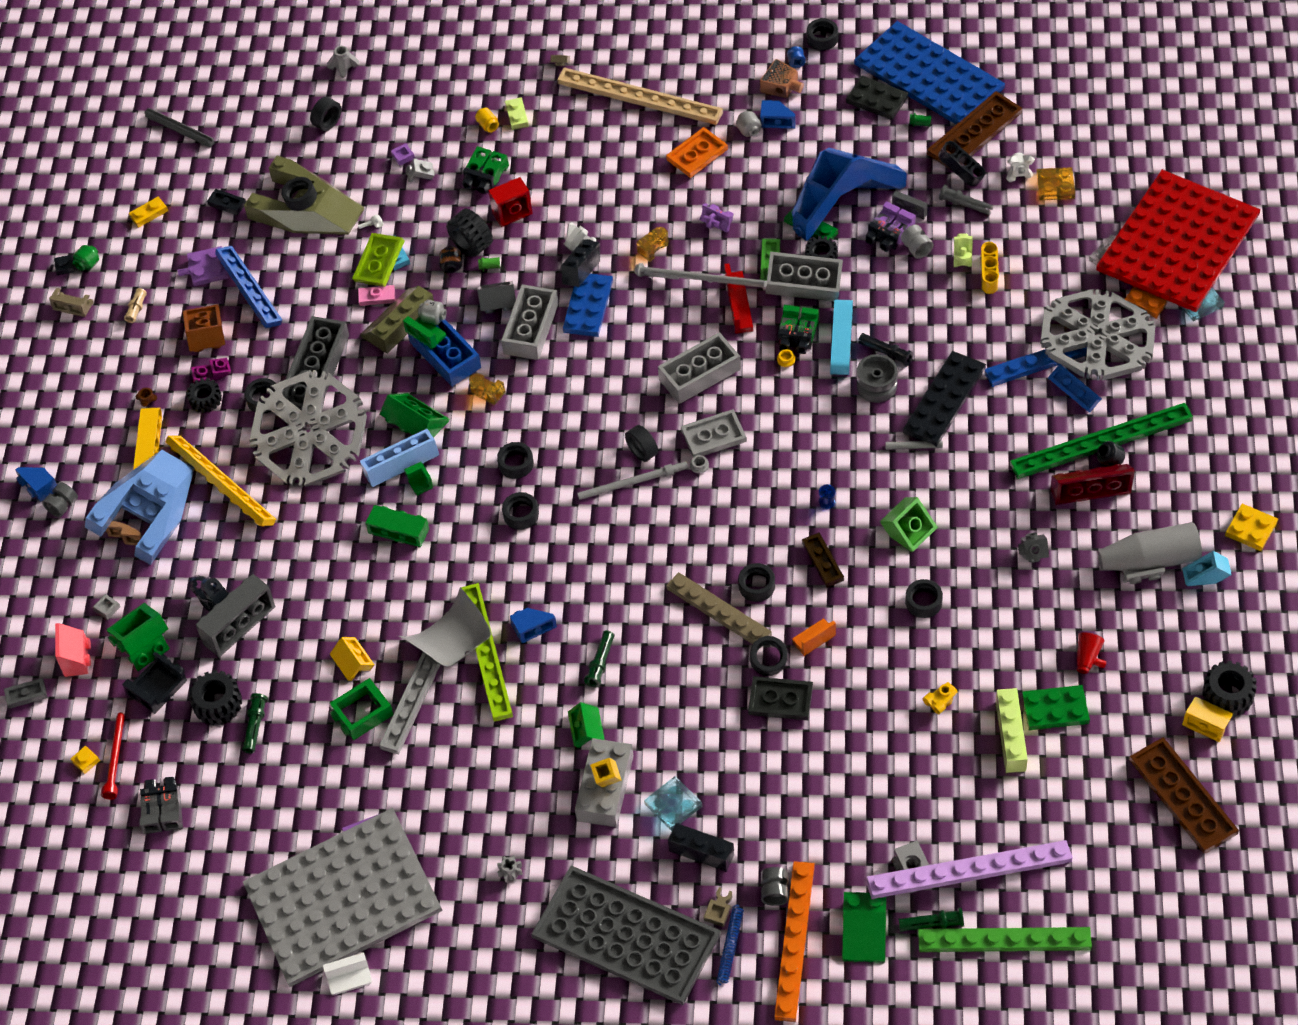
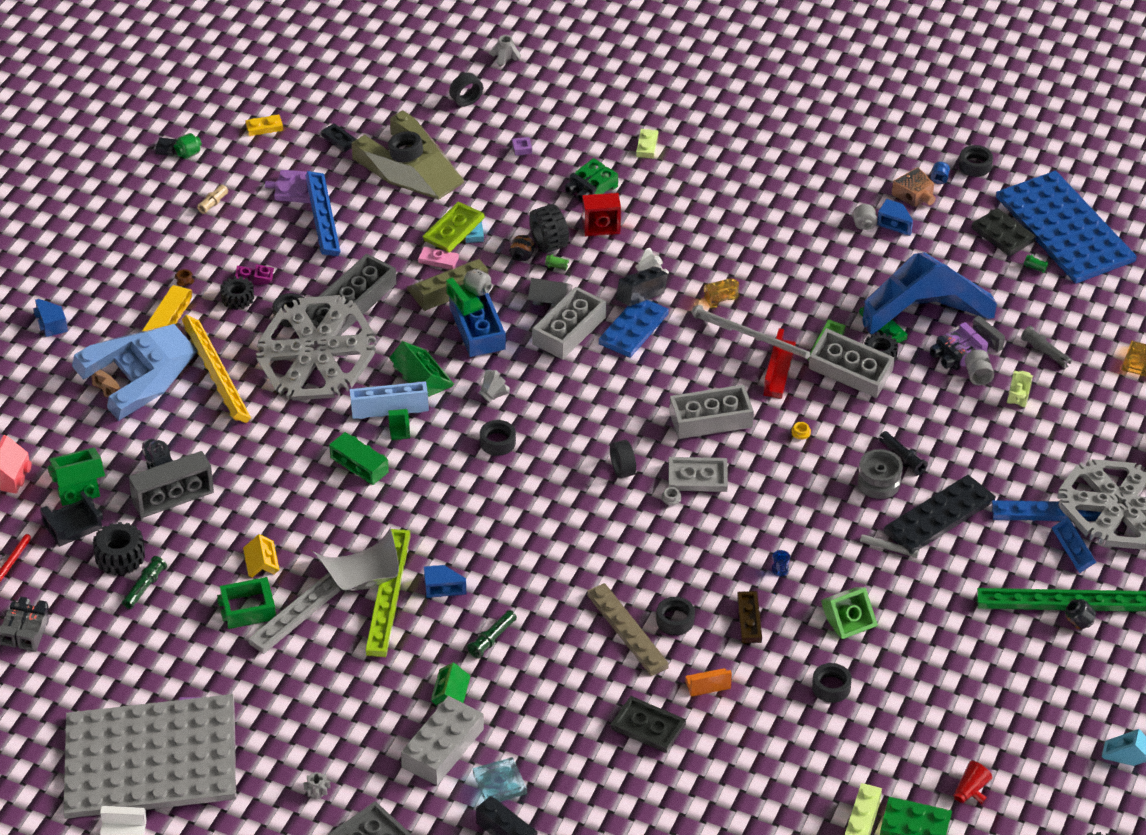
camera: 15 degrees right, 10 degrees down
(61, 498) = (61, 339): dark grey wheel -> none
(70, 304) = (155, 180): dark tan hinge -> none
(106, 606) = (60, 442): light grey tile -> none
(179, 127) = (323, 59): dark grey axle -> none
(204, 328) = (264, 237): dark orange slope -> none
(375, 219) = (469, 195): white hand -> none
(420, 169) = (532, 163): light grey bracket -> none
(486, 389) = (507, 371): clear yellow leg -> none
(487, 120) = (615, 139): yellow brick -> none
(489, 410) = (493, 386): none -> light grey rock
(516, 499) = (480, 471): black tyre -> none
(560, 60) = (711, 109): dark tan plate -> none
(605, 772) = (443, 725): yellow brick -> none
(640, 96) = (772, 163): tan plate -> none
(668, 470) = (639, 492): light grey bar -> none
(697, 152) = (802, 226): orange plate -> none
(715, 217) = (791, 287): medium lavender hips -> none
(764, 670) = (654, 697): black tyre -> none
(797, 331) = (825, 407): hips -> none
(841, 337) = (864, 429): medium azure beam -> none
(940, 698) = (805, 775): yellow plate -> none
(964, 171) = (1060, 319): black beam -> none
(979, 126) = (1085, 289): reddish brown plate -> none
(989, 267) = (1040, 412): yellow beam -> none
(1019, 166) = (1114, 332): white rock -> none
(1033, 547) = (962, 679): dark grey brick -> none
(1092, 483) = (1048, 635): dark red slope -> none
(1150, 551) = (1073, 712): light grey piece -> none

